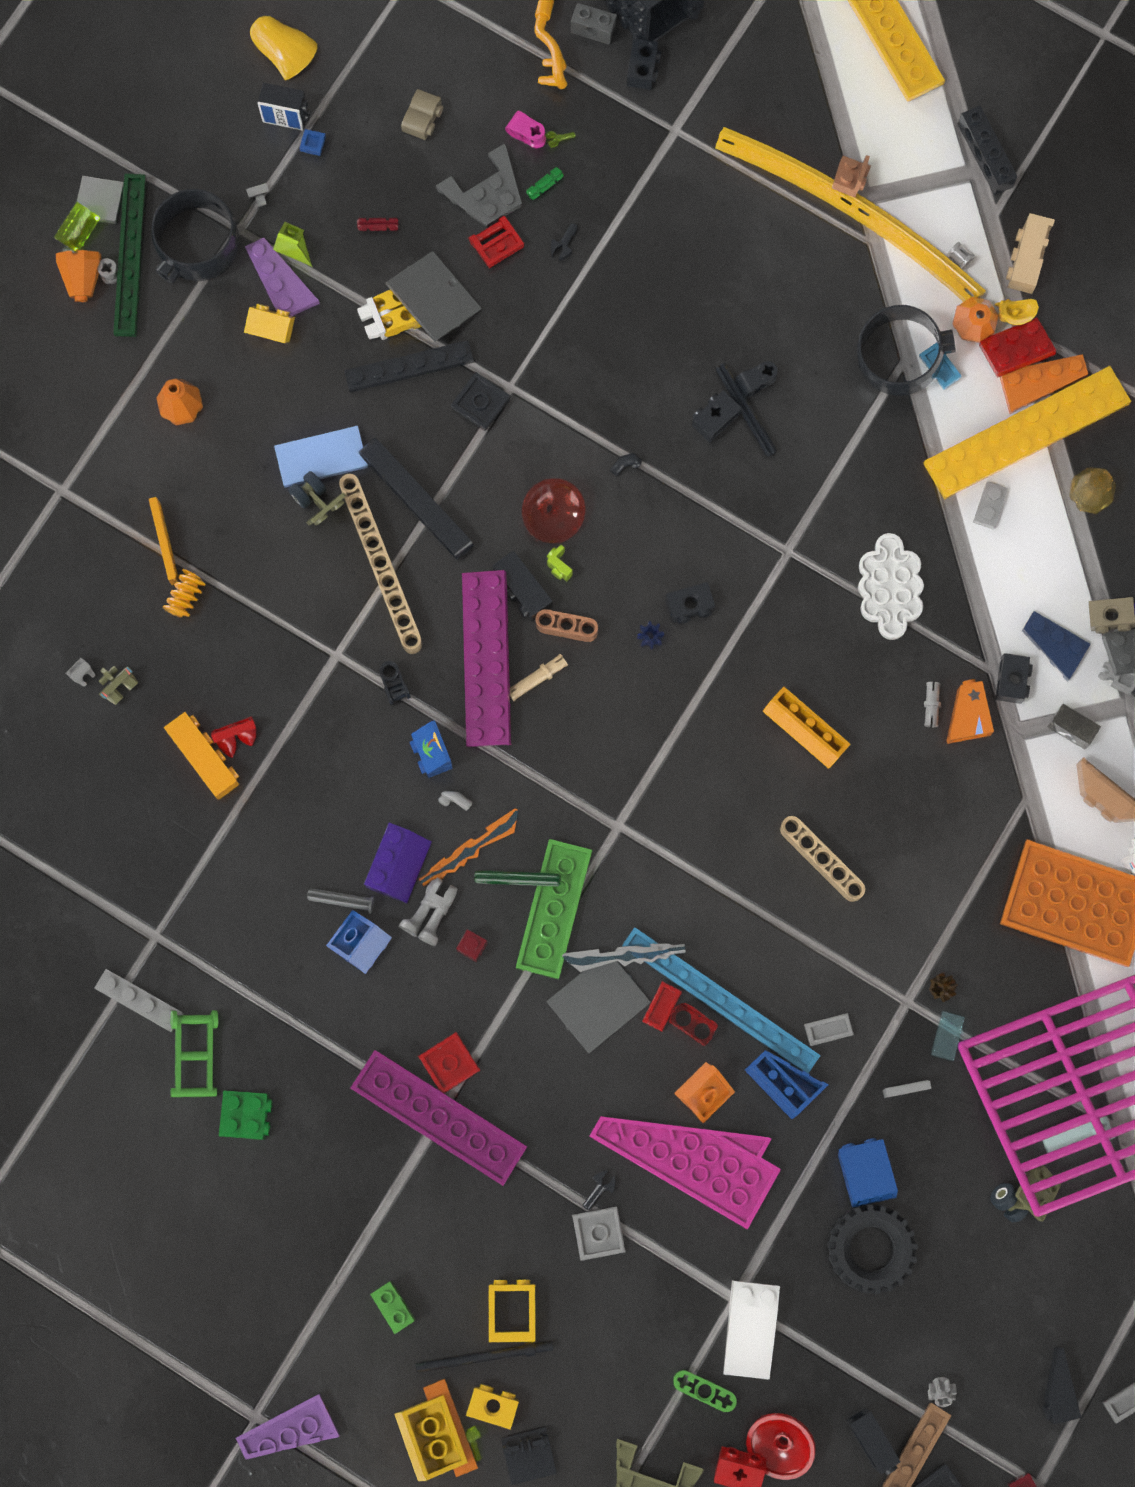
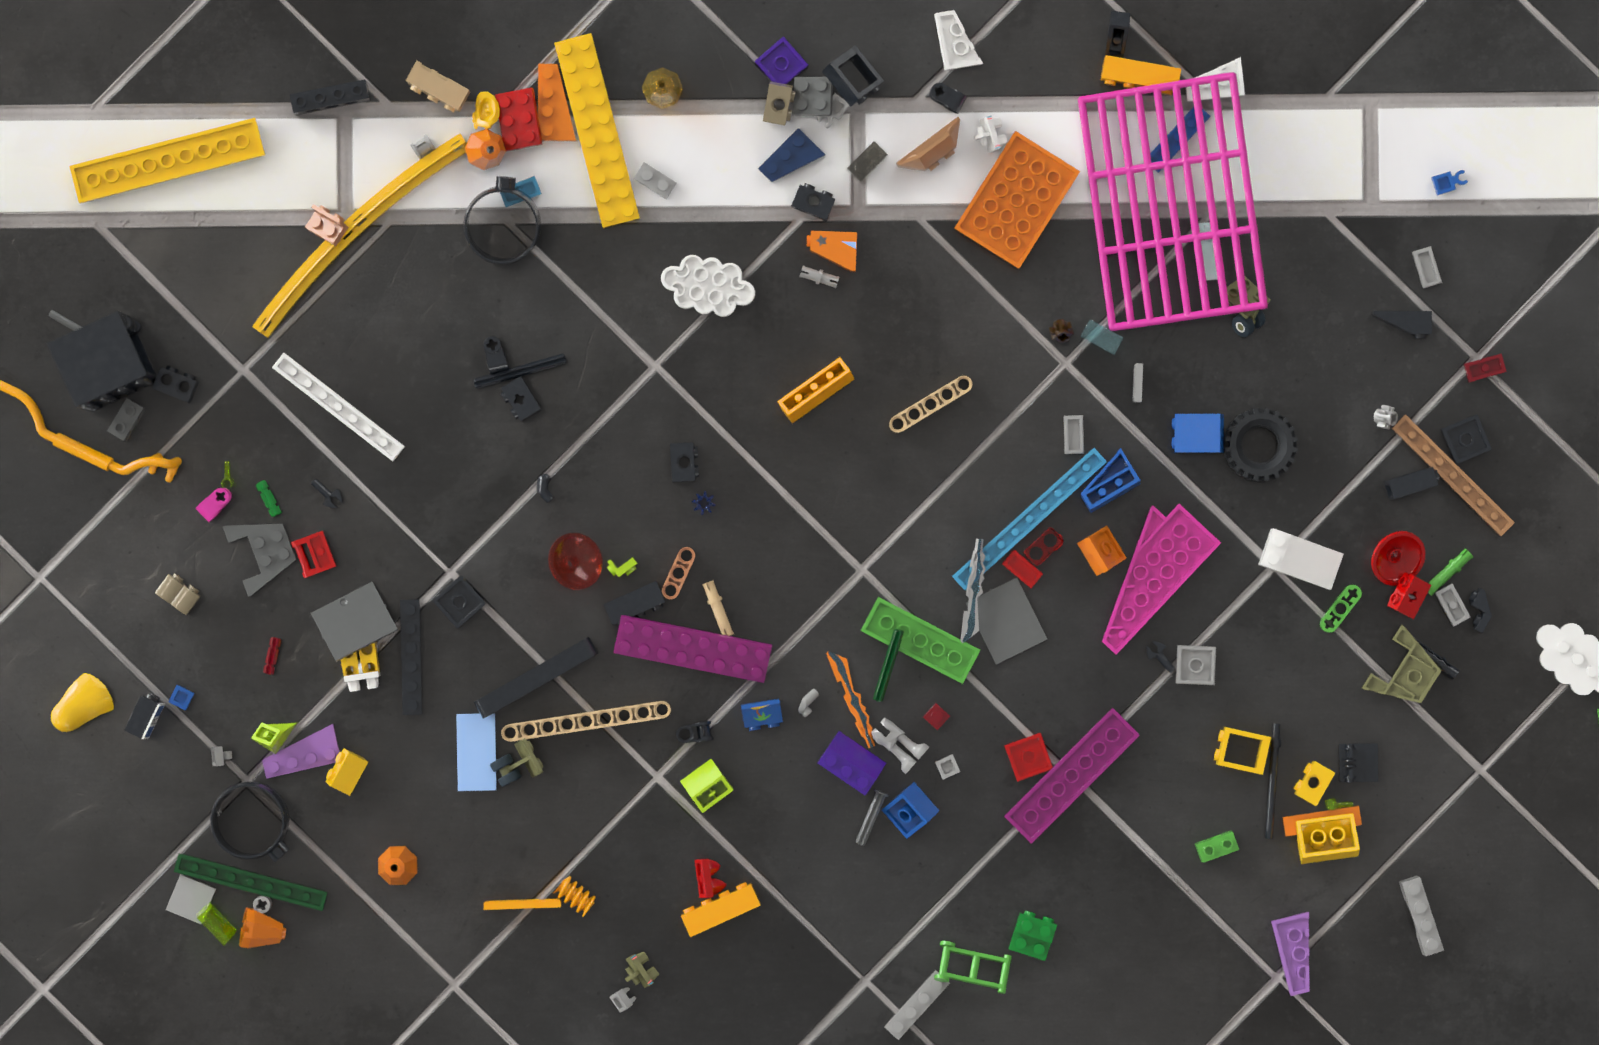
camera: 80 degrees left, 10 degrees up
(337, 709) = (706, 785): none -> lime slope
(417, 971) = (947, 766): none -> light grey tile
(659, 233) = (338, 407): none -> white tile

